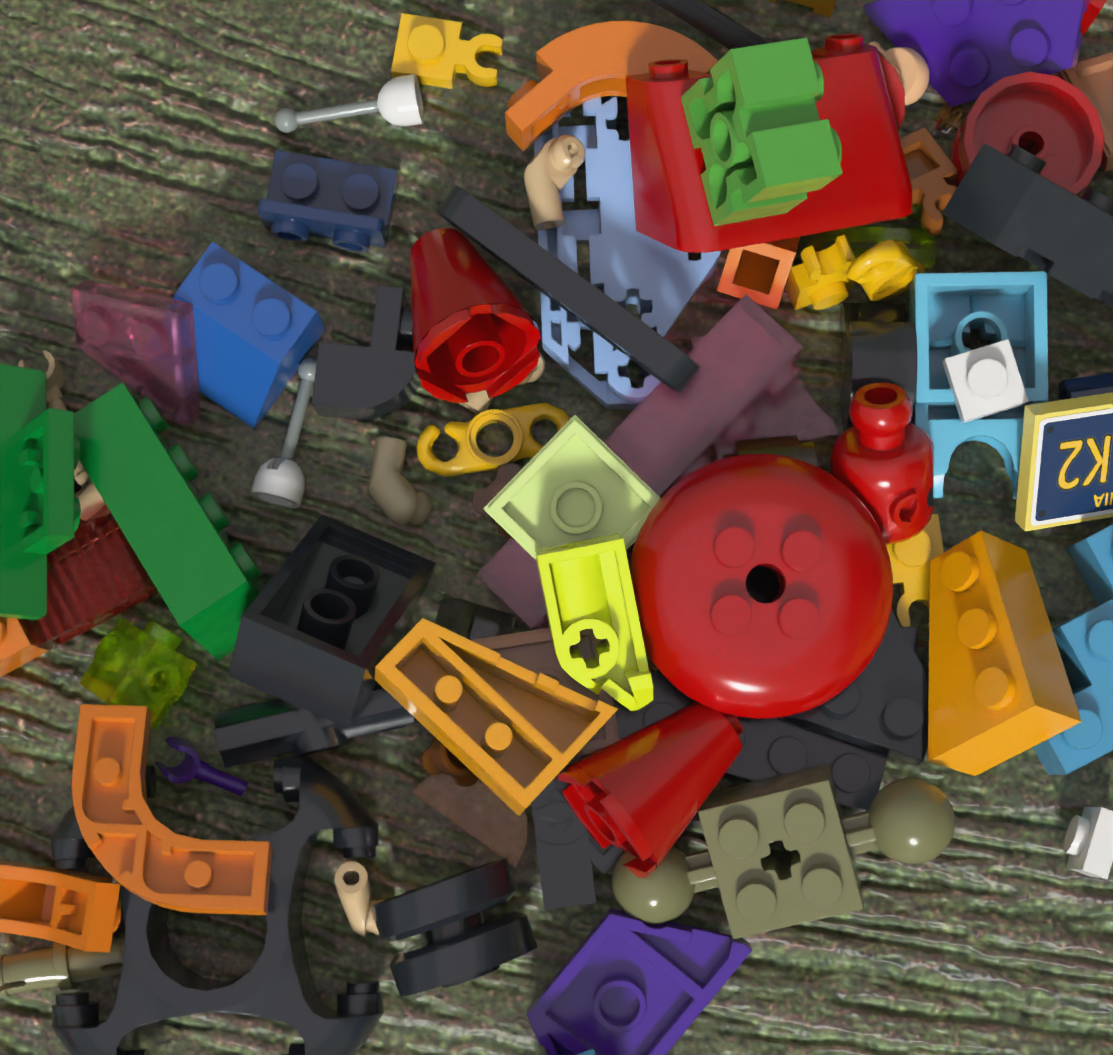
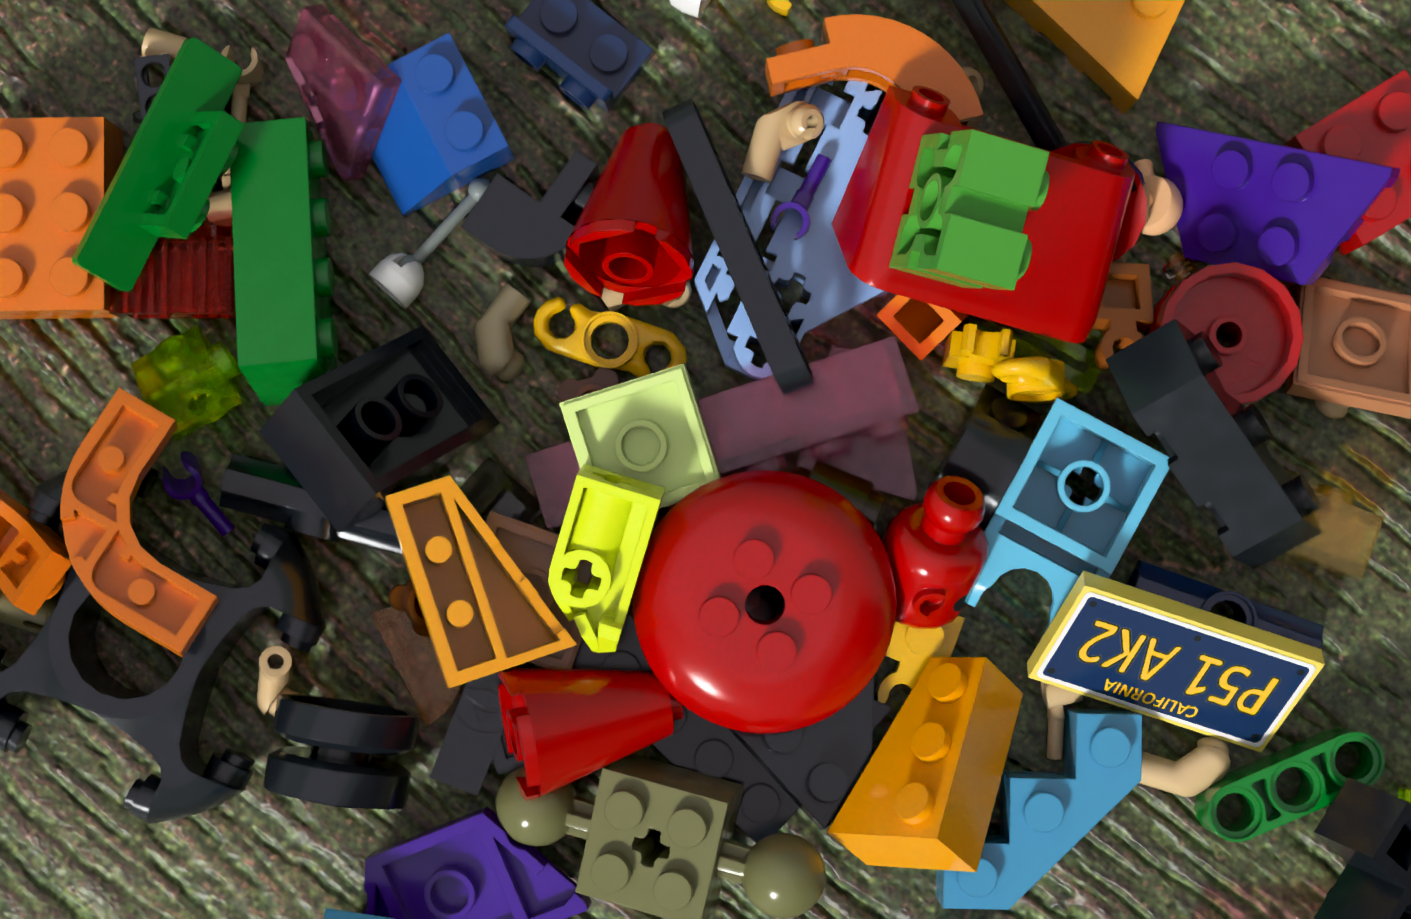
camera: 30 degrees right, 5 degrees up
(599, 219) = (804, 195): none -> dark purple hand
(985, 381) = (1063, 528): white plate -> none
(1053, 542) = (1054, 700): none -> tan hand

